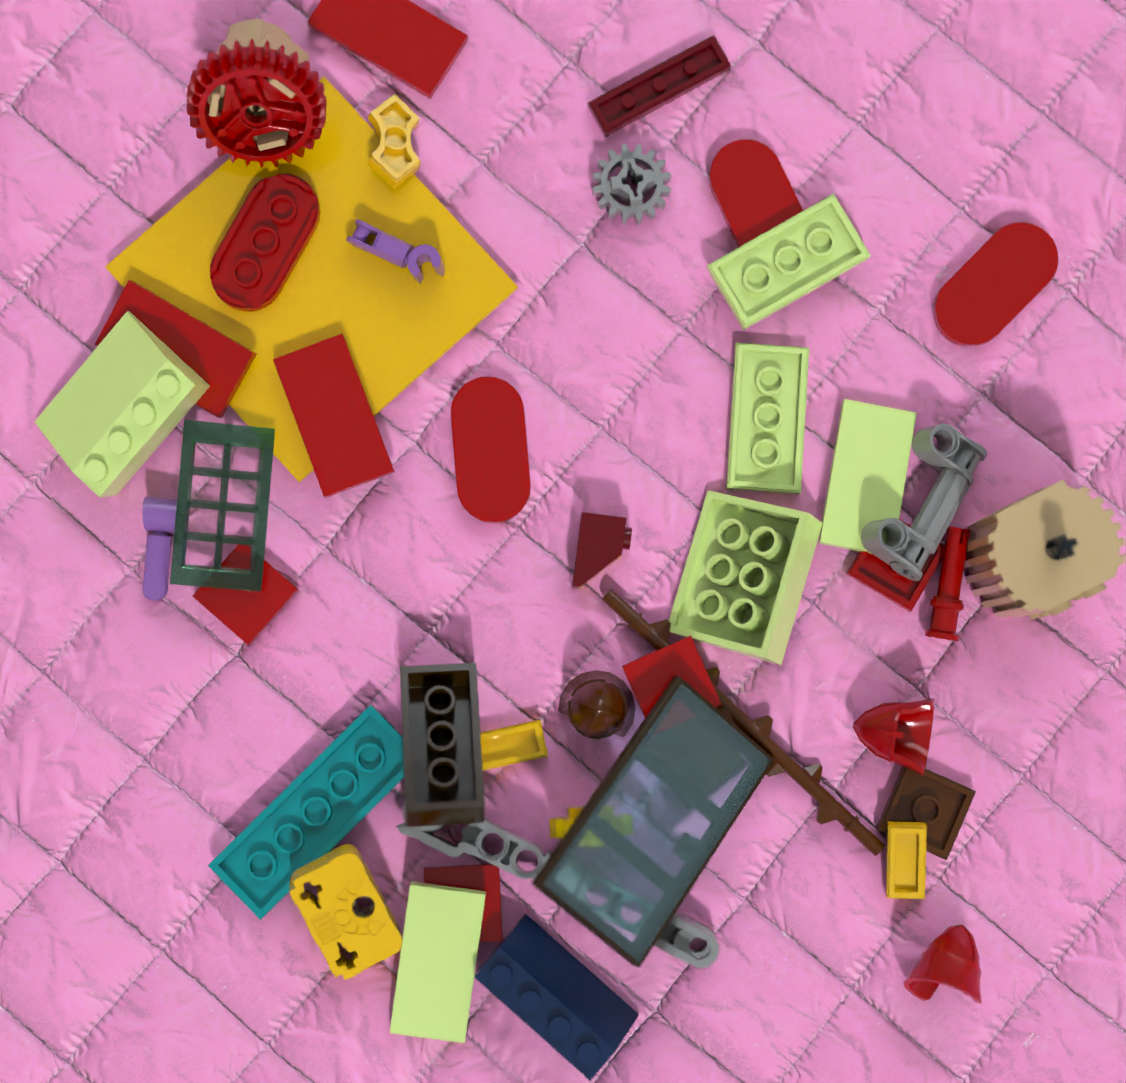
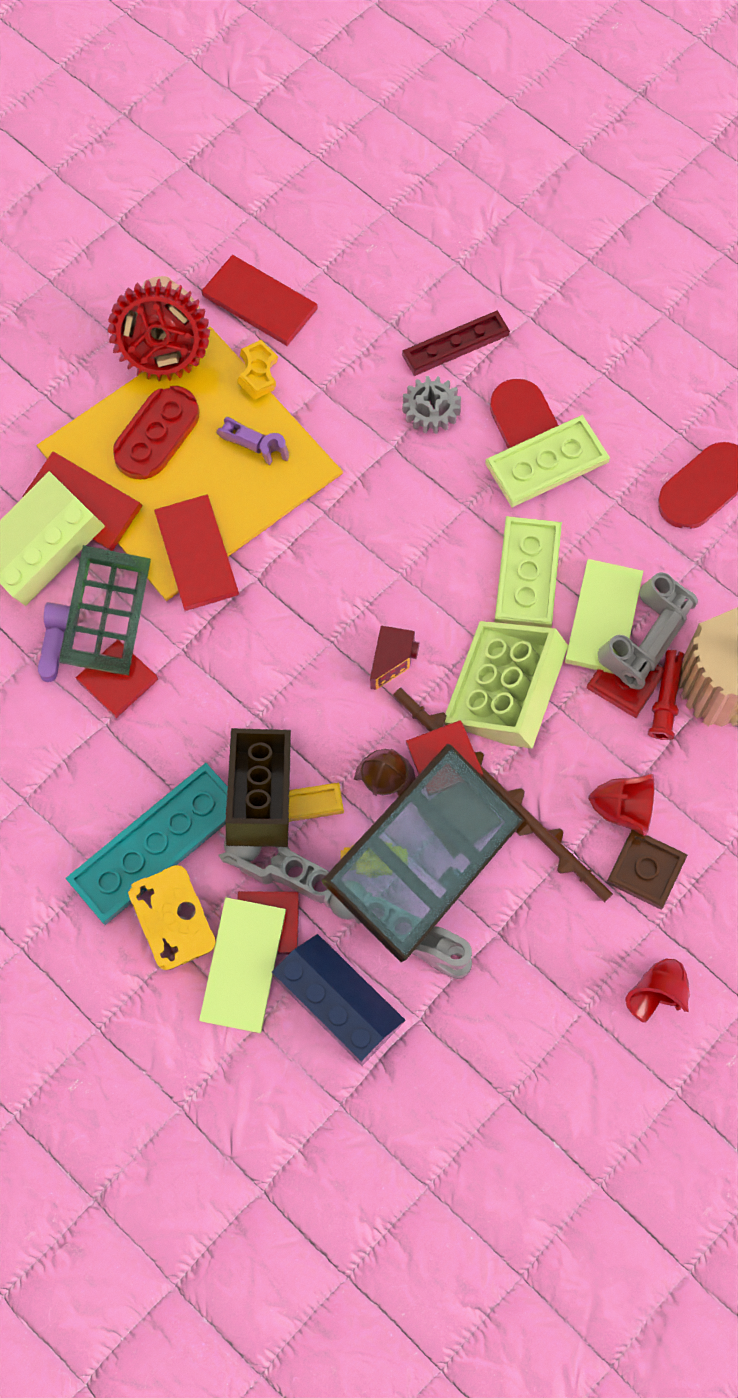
camera: 10 degrees right, 15 degrees down
(490, 449) = (314, 584): red tile -> none
(906, 860) = (629, 905): yellow tile -> none

